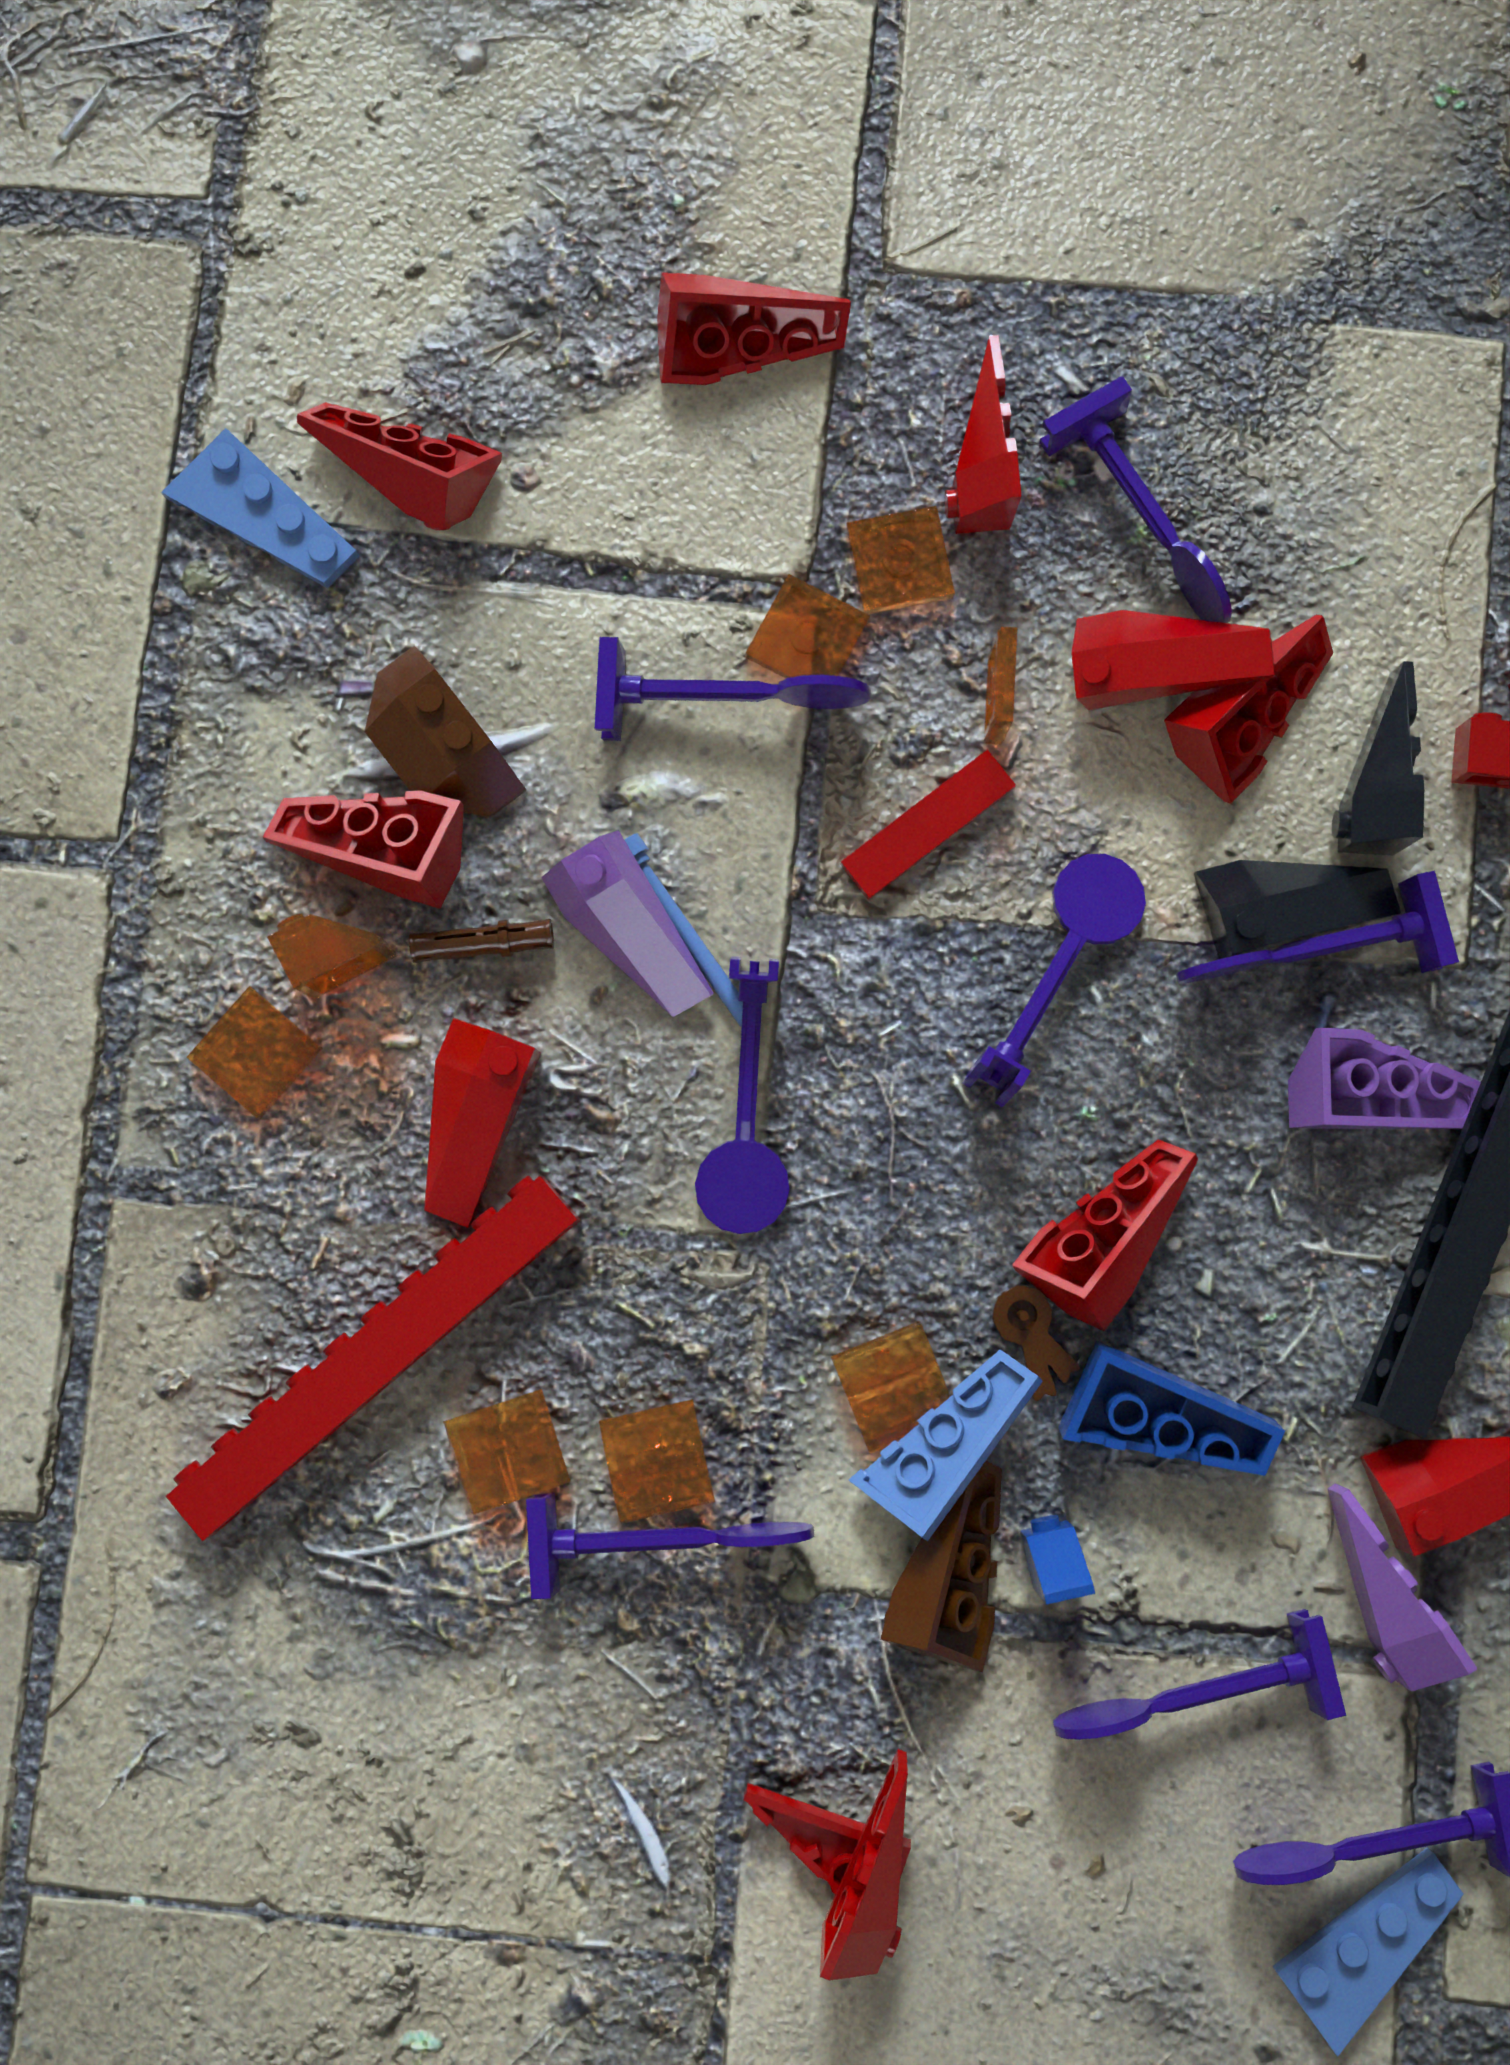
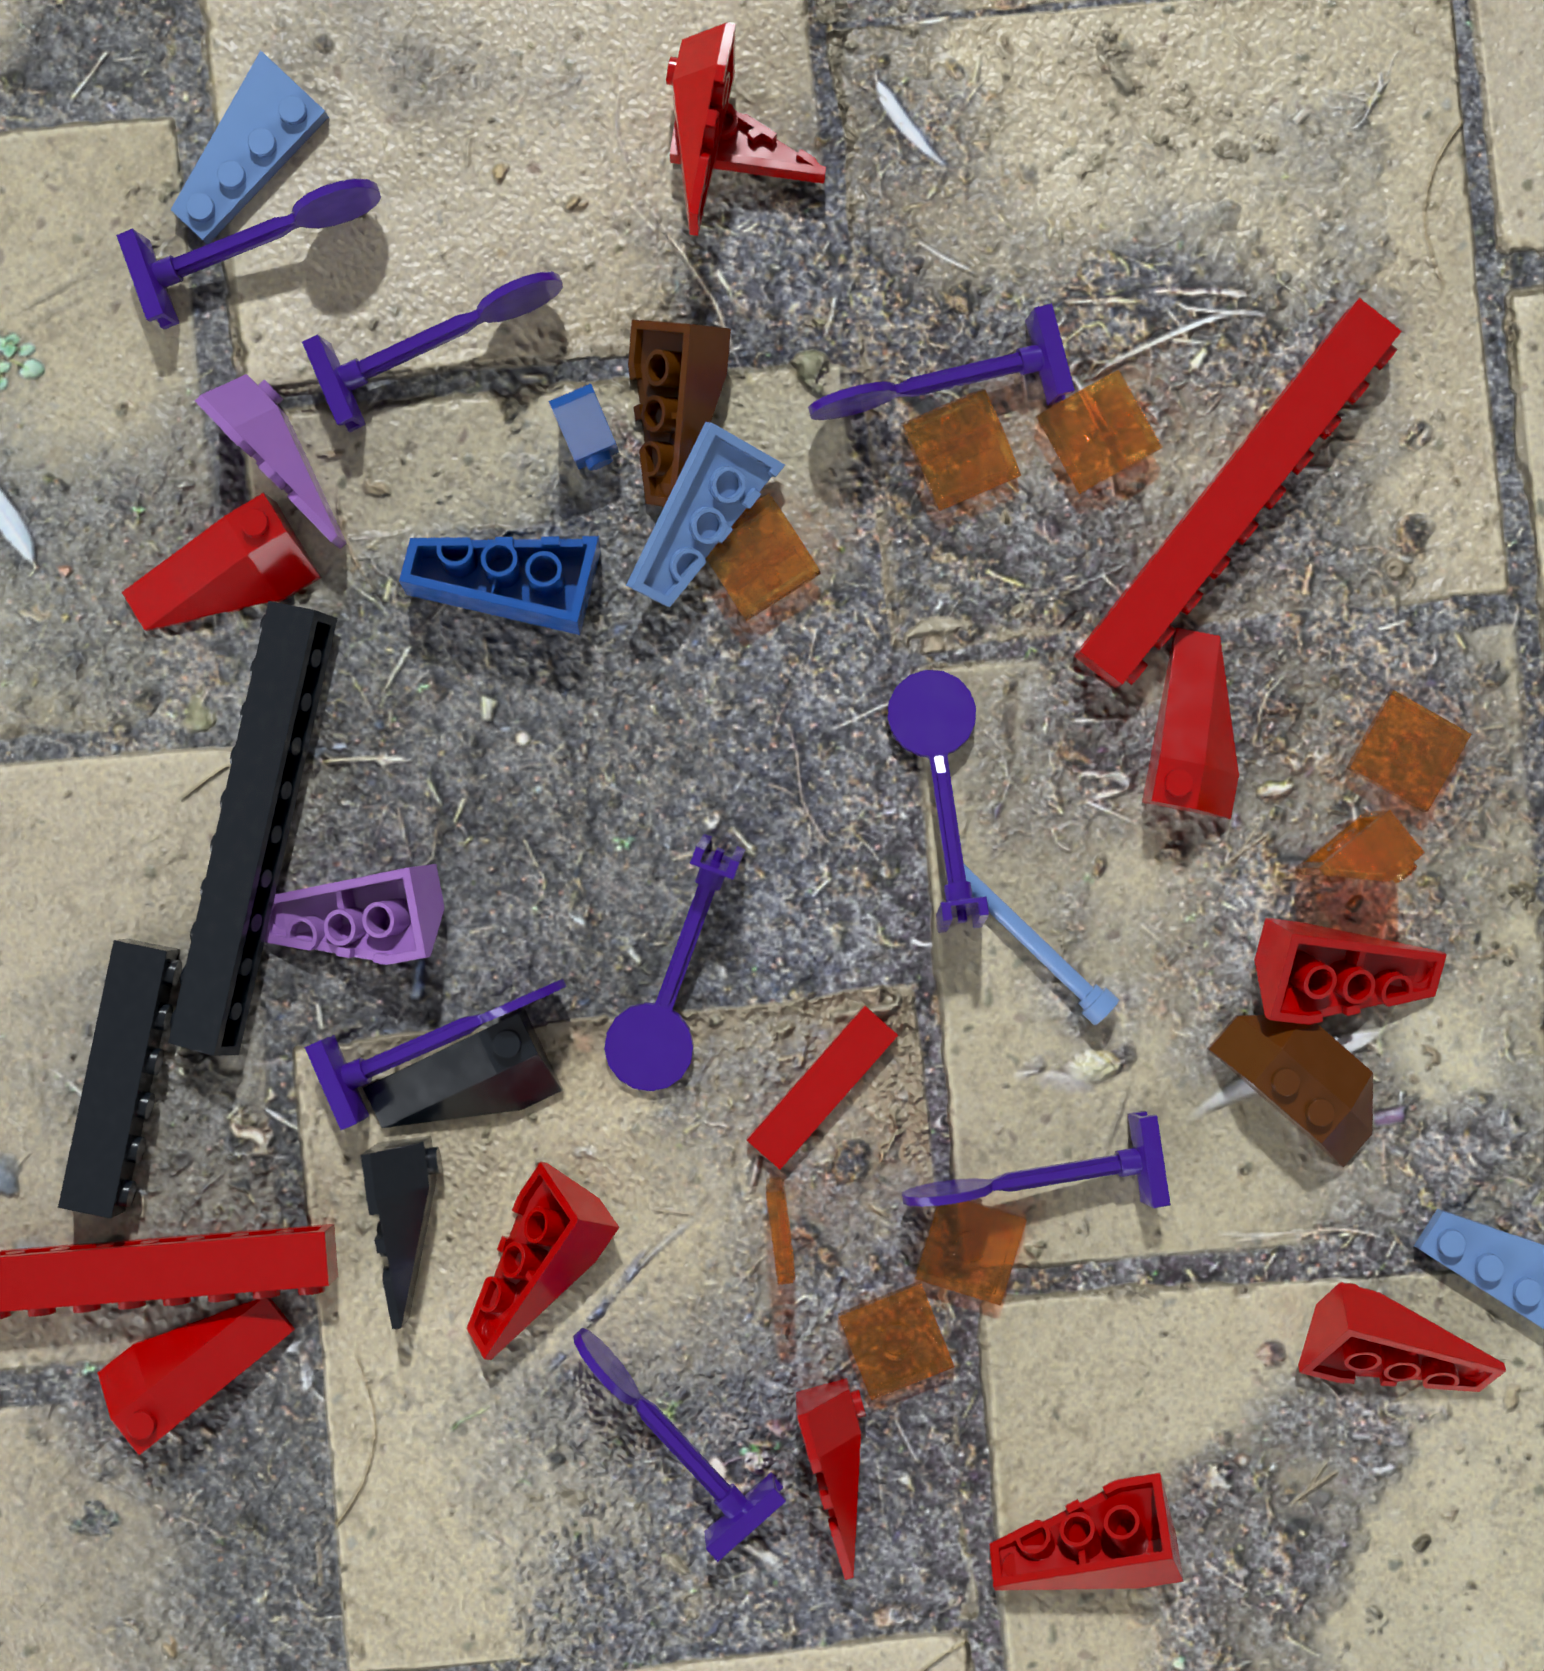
camera: 165 degrees right, 5 degrees up
(493, 939) = (1229, 892): reddish brown pin -> none
(619, 912) = (1096, 946): medium lavender wedge -> none
(1024, 1318) = (650, 642): reddish brown piece -> none
(1102, 1248) = (589, 720): red wedge -> none
(1152, 656) = (639, 1289): red wedge -> none

